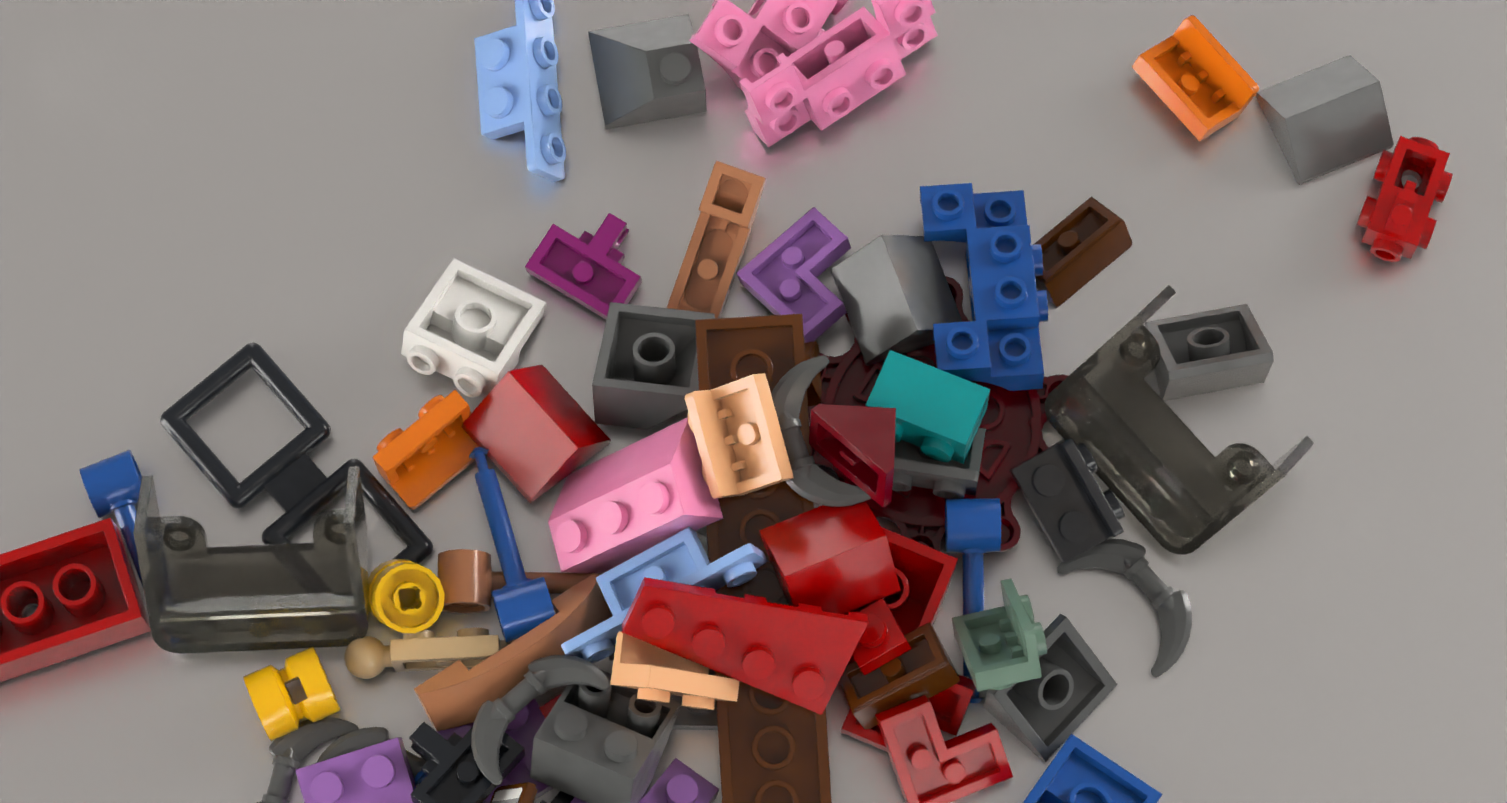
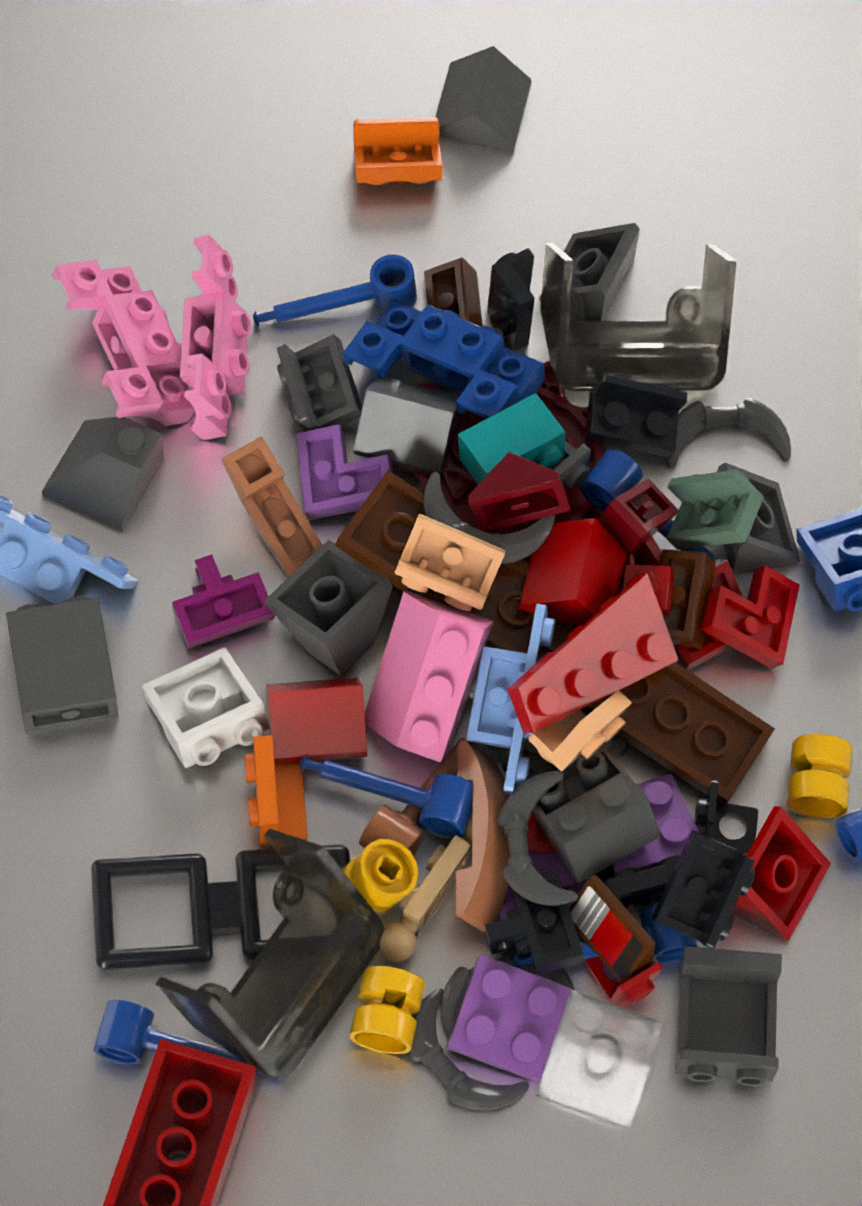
camera: 60 degrees left, 10 degrees down
(422, 172) = (61, 663): none -> dark grey panel
(879, 188) = (319, 384): none -> dark grey bracket
(944, 574) = (637, 515): none -> dark red slope
(1028, 165) = (383, 272): none -> blue piece
(1116, 281) = (510, 297): none -> black bracket
(1400, 213) = (578, 92): red brick -> none

